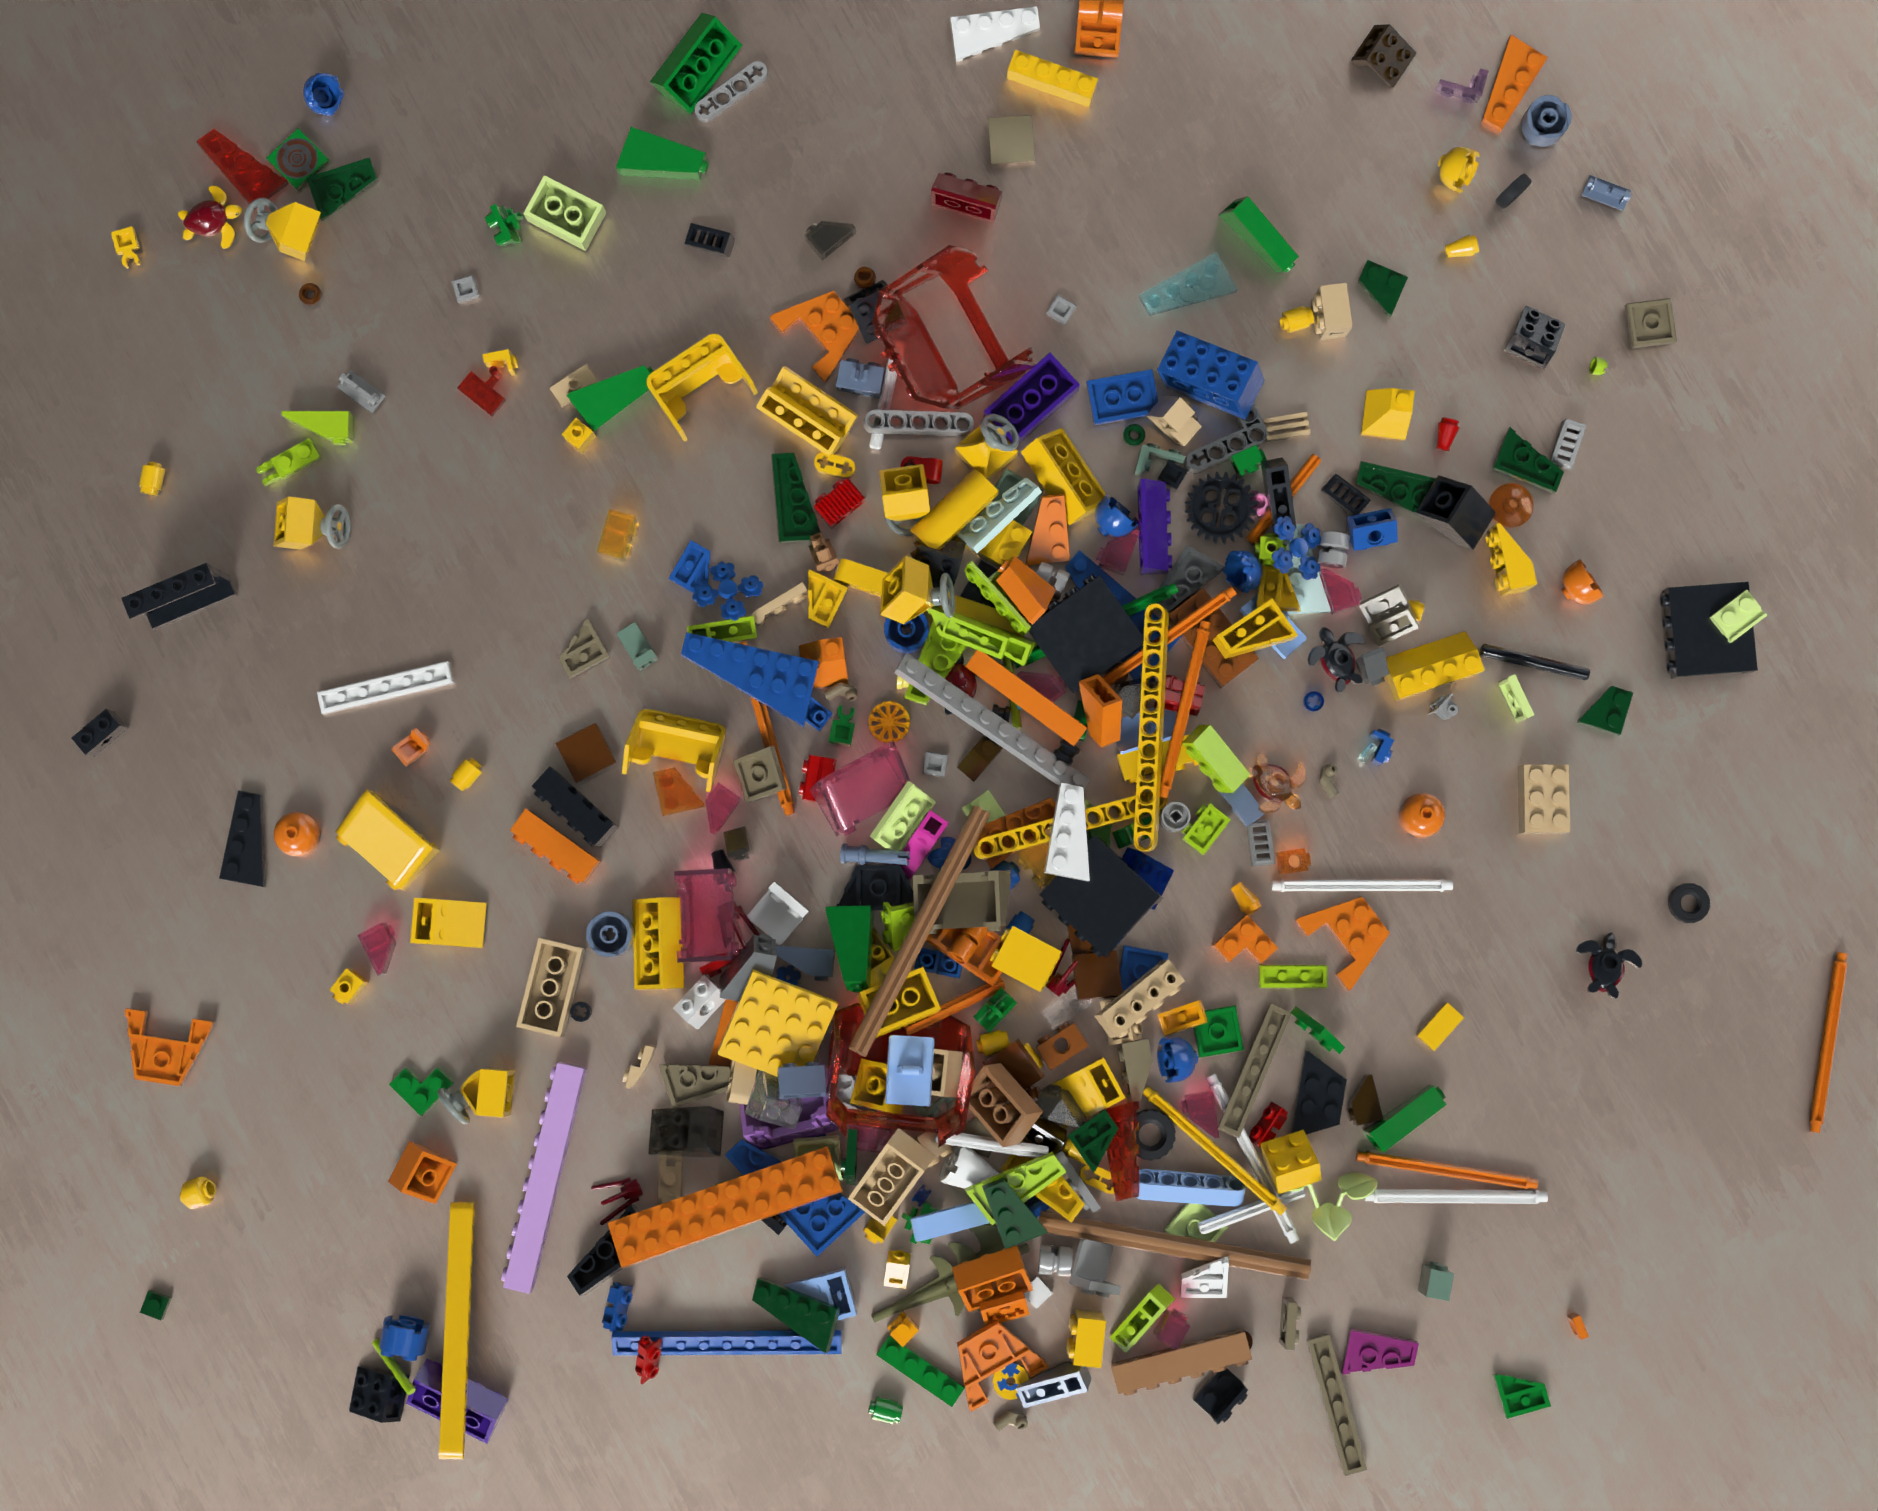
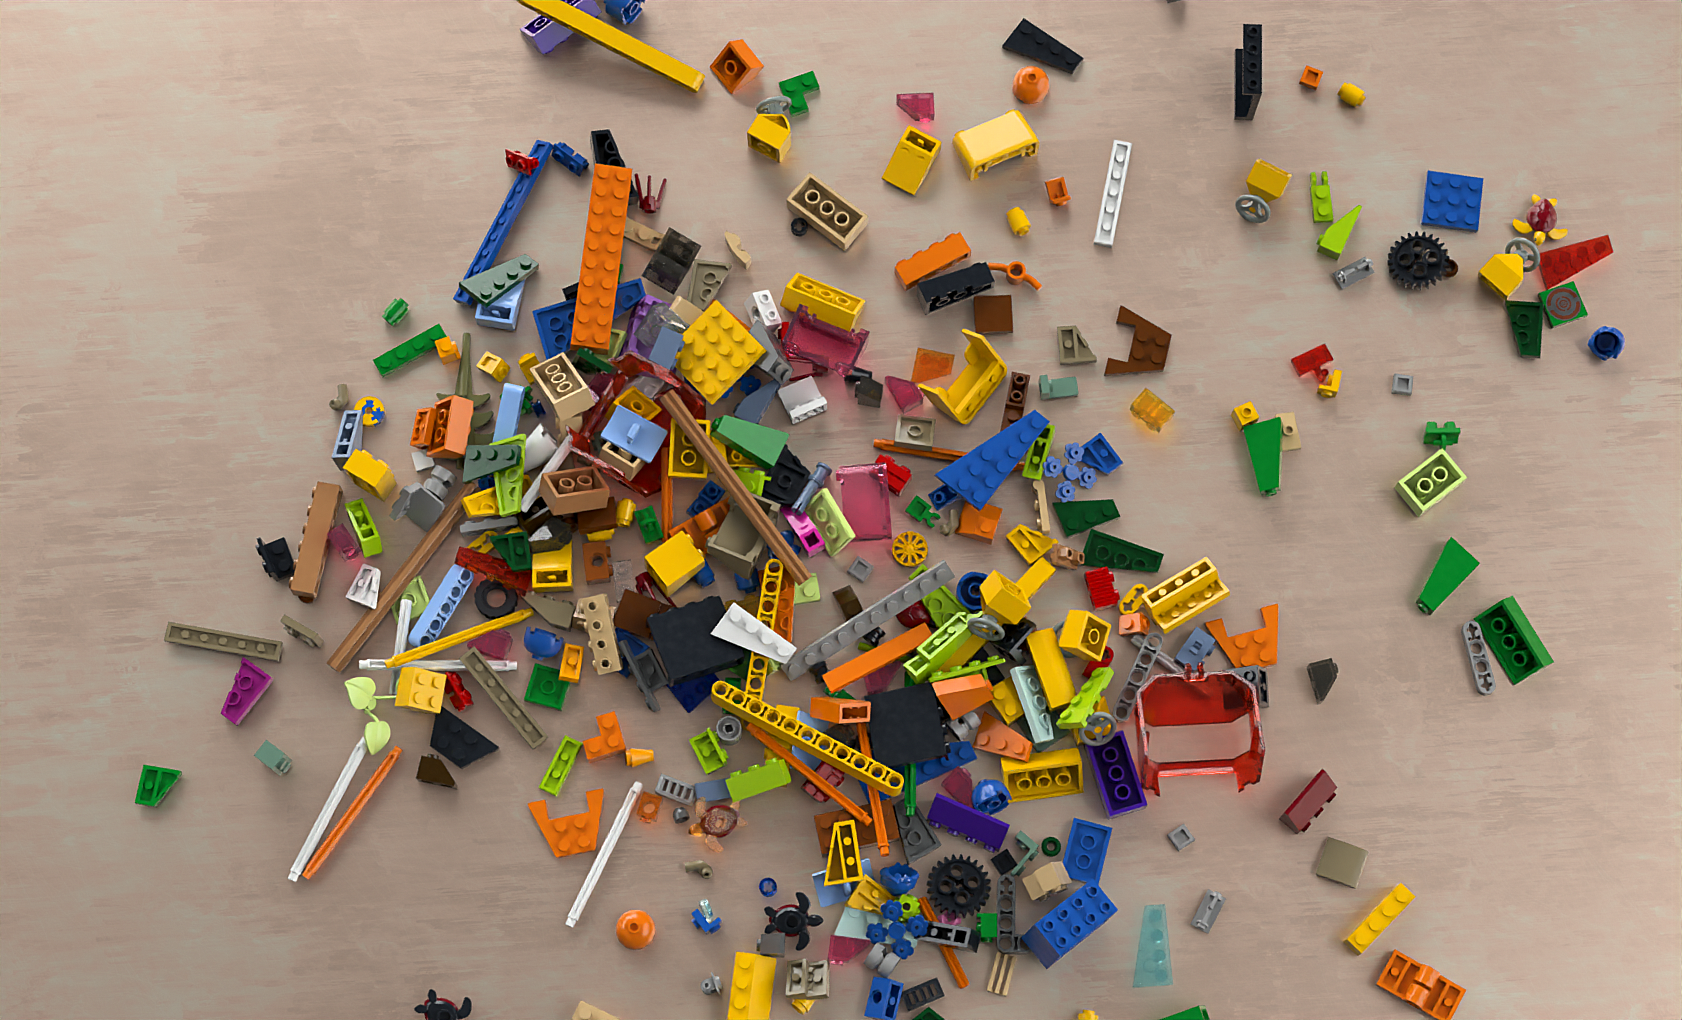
camera: 115 degrees right, 10 degrees down
(125, 244) = (1548, 151): yellow plate -> none
(150, 531) = (1311, 77): none -> orange plate
(229, 321) = (1452, 201): none -> blue plate
(311, 345) = (1405, 251): none -> black gear
(348, 986) = (899, 72): yellow brick -> none
(527, 760) = (1015, 280): none -> orange piece
(544, 1177) = (690, 148): lavender brick -> none
(547, 572) = (1147, 349): none -> reddish brown wing
(600, 942) = (845, 261): sand blue brick -> none
(677, 684) = (1015, 399): none -> reddish brown slope
(690, 371) = (1258, 517): yellow windscreen -> none
(723, 244) = (1352, 595): black slope -> none
(767, 558) = (1084, 515): none -> dark green wing
(861, 453) = (1133, 624): none -> orange bracket
(865, 277) = (1276, 692): reddish brown plate -> none
(980, 459) = (1082, 704): none -> lime wing
(989, 1352) = (398, 404): orange wing -> none
(991, 29) = (1443, 890): white wing -> none
(1124, 250) = (1208, 911): none -> light grey hinge
(1154, 933) = (647, 671): none -> dark grey bracket
(1283, 826) = (680, 815): none -> dark grey hinge
(1317, 1031) = (508, 759): green plate -> none
(1405, 1118) = (407, 796): green slope -> none
(1440, 1026) = (464, 862): yellow tile -> none
(1577, 1326) = (185, 854): orange tile -> none

